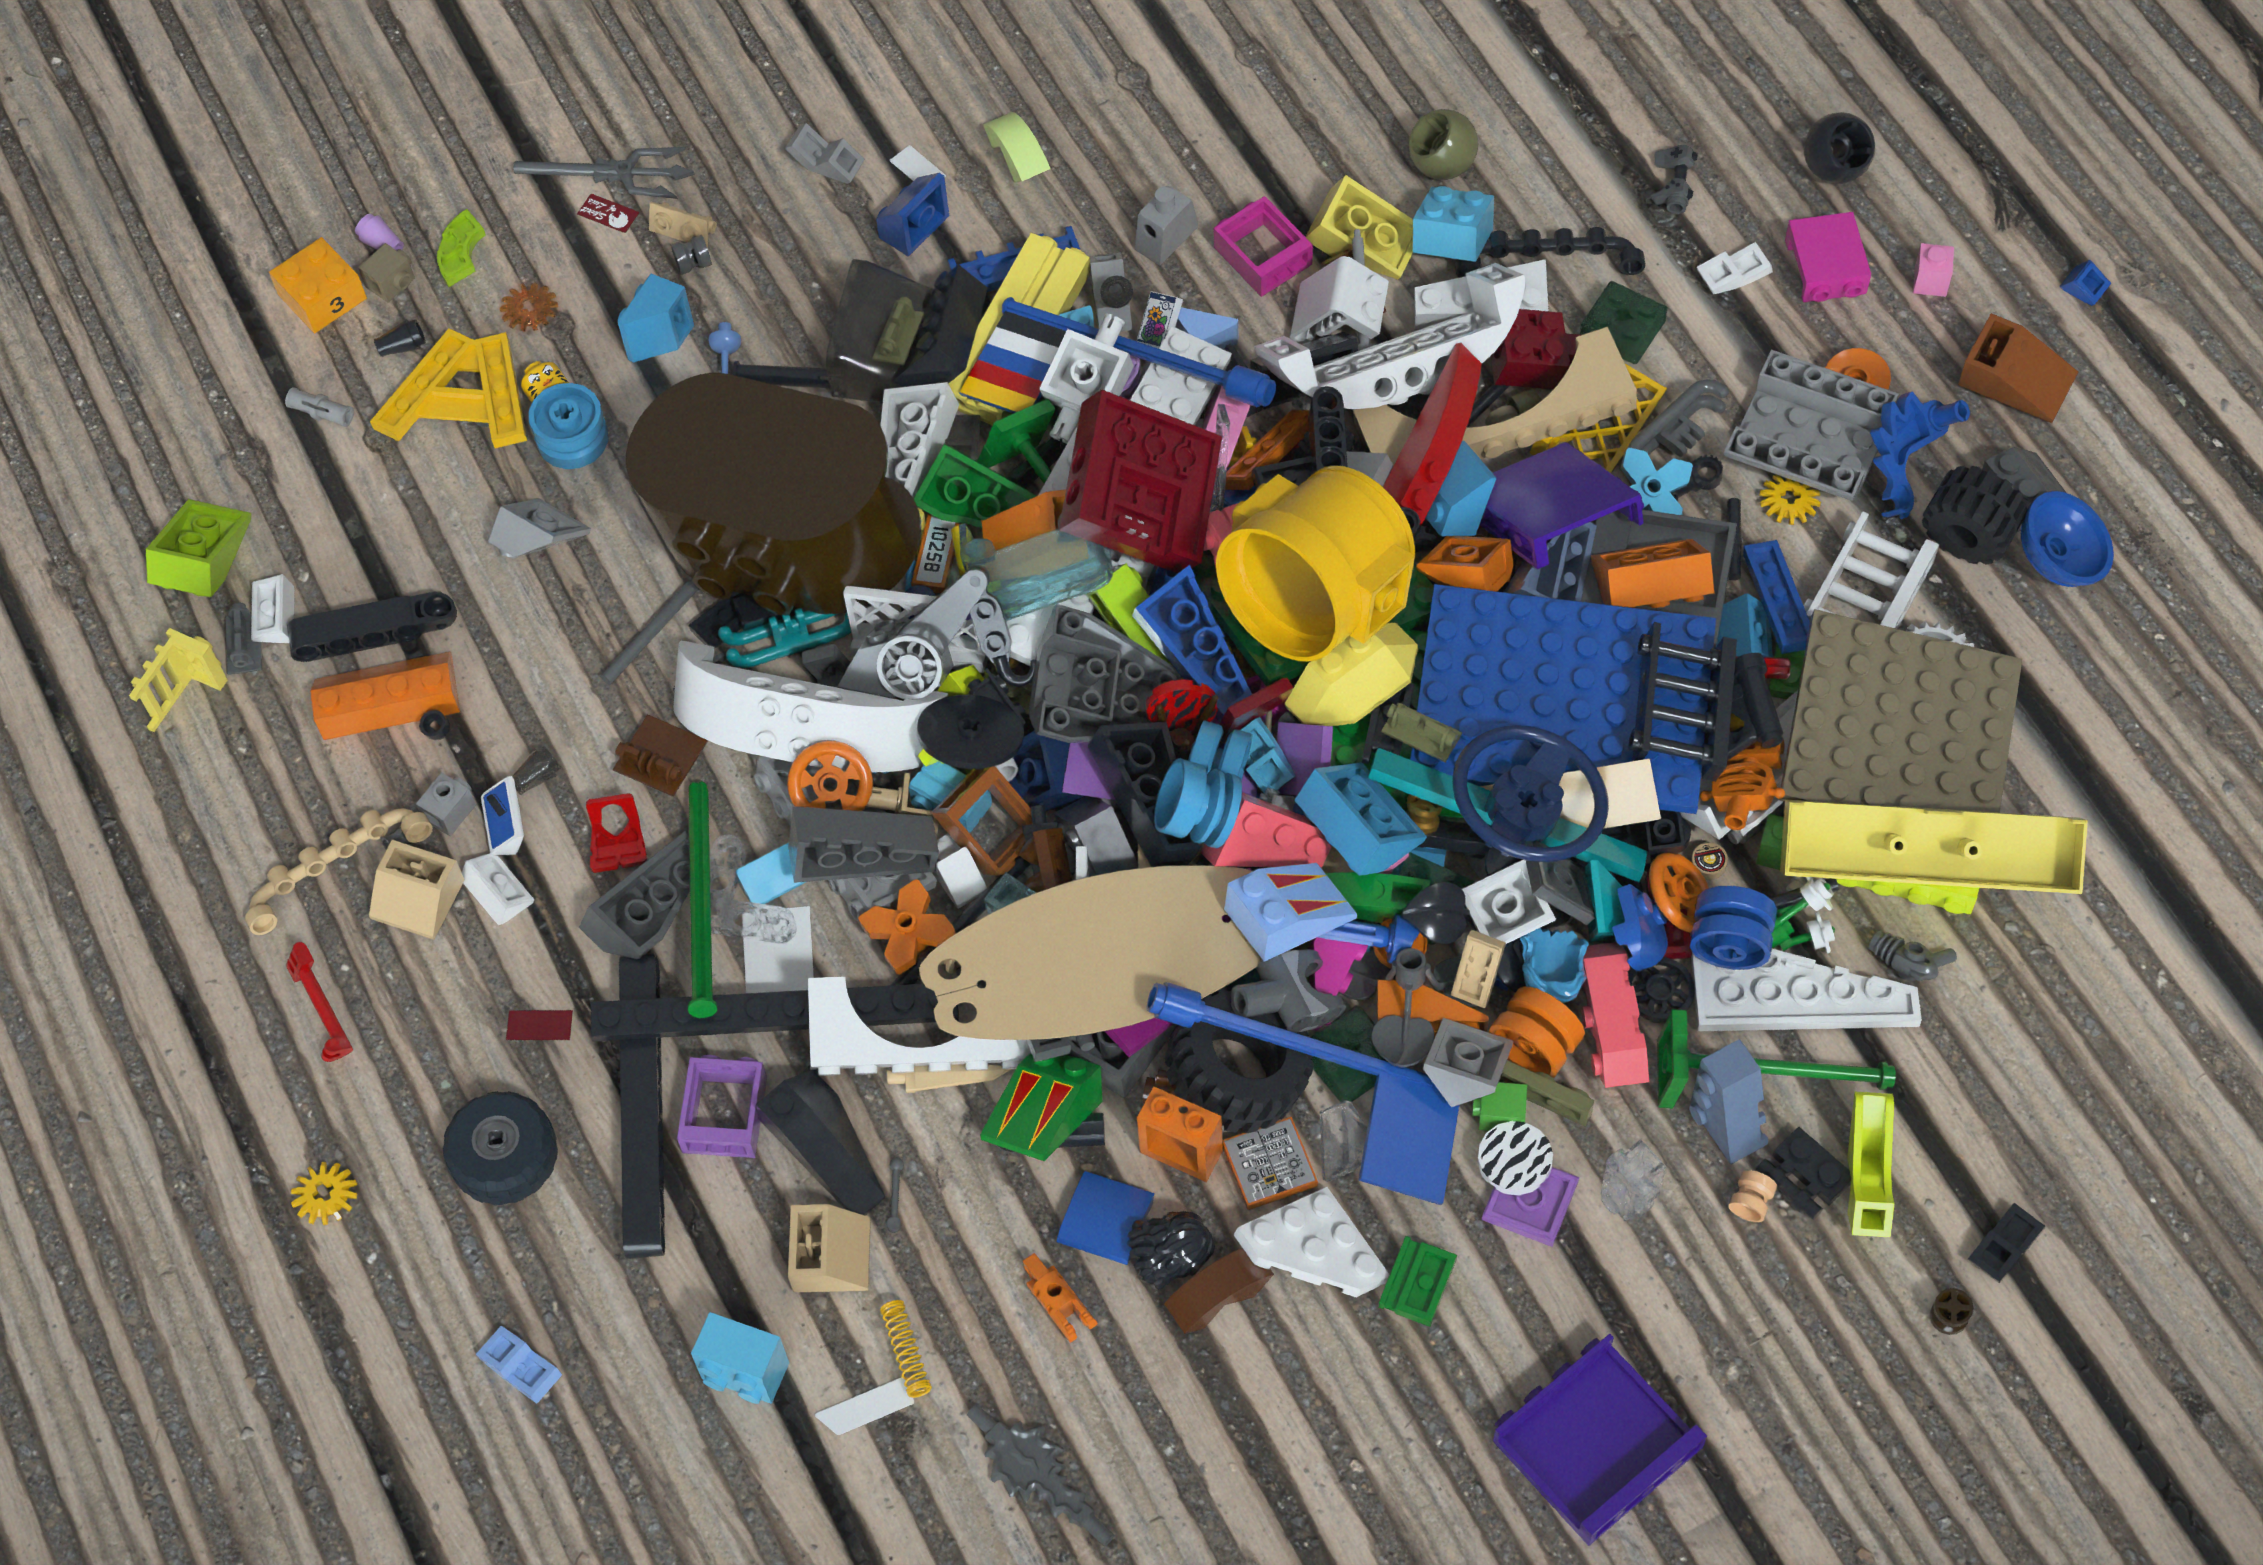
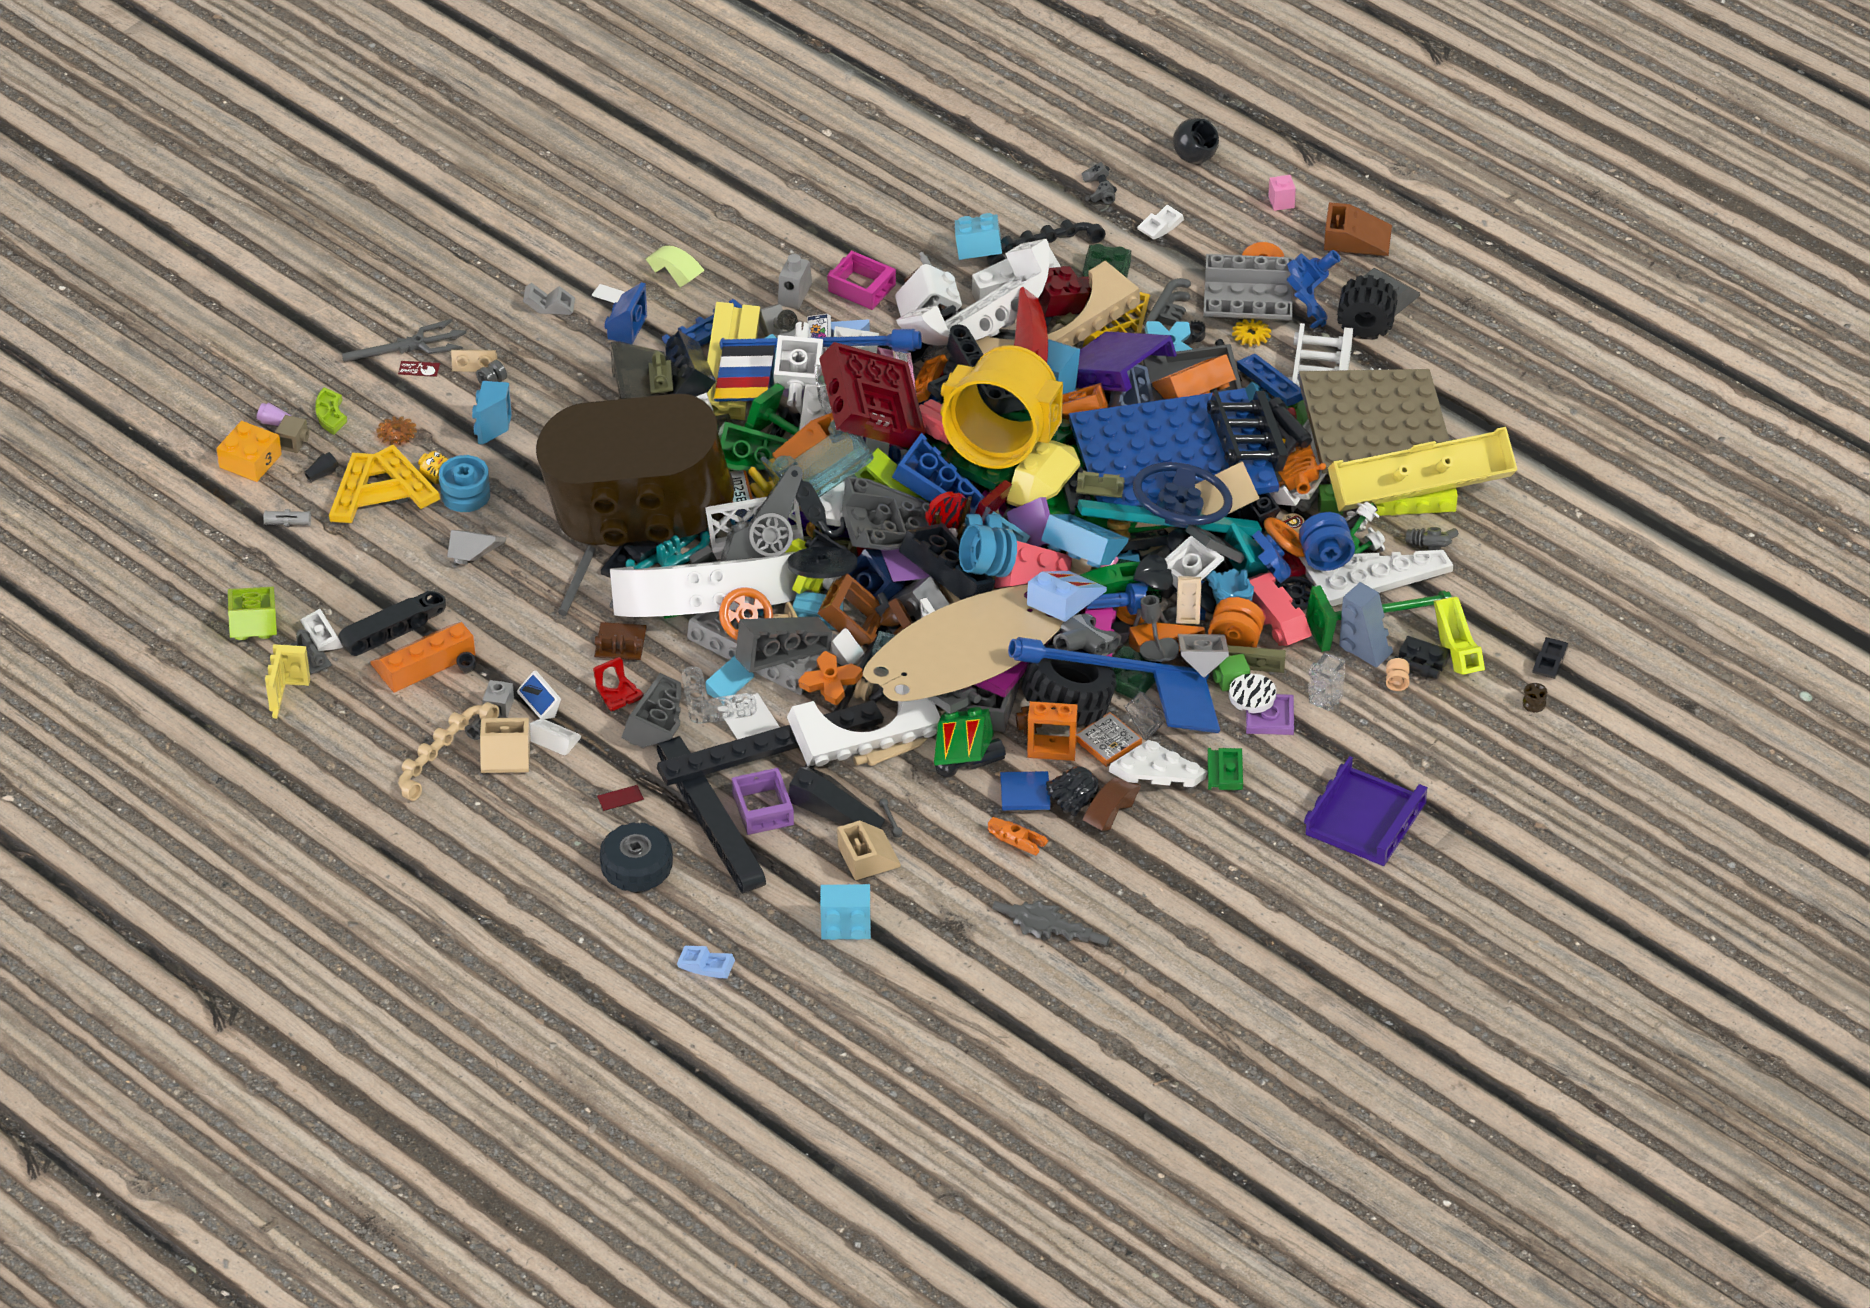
camera: 25 degrees left, 15 degrees down
(300, 969) = (452, 807): red hinge -> none
(338, 1195) = (544, 913): yellow gear -> none
(535, 770) = (548, 664): clear smoke cone -> none
(702, 1000) = (729, 741): green axle -> none
(724, 343) = (540, 414): medium blue sword -> none
(866, 1407) = (929, 923): white sticker -> none
(918, 1384) = (921, 875): yellow piece -> none
(1382, 226) = (908, 243): light yellow slope -> none
(1443, 144) = (950, 196): olive wheel -> none
(1829, 256) = (1215, 200): dark pink panel -> none
(2066, 540) = (1425, 308): blue hat -> none
(2086, 283) = (1374, 179): blue slope -> none

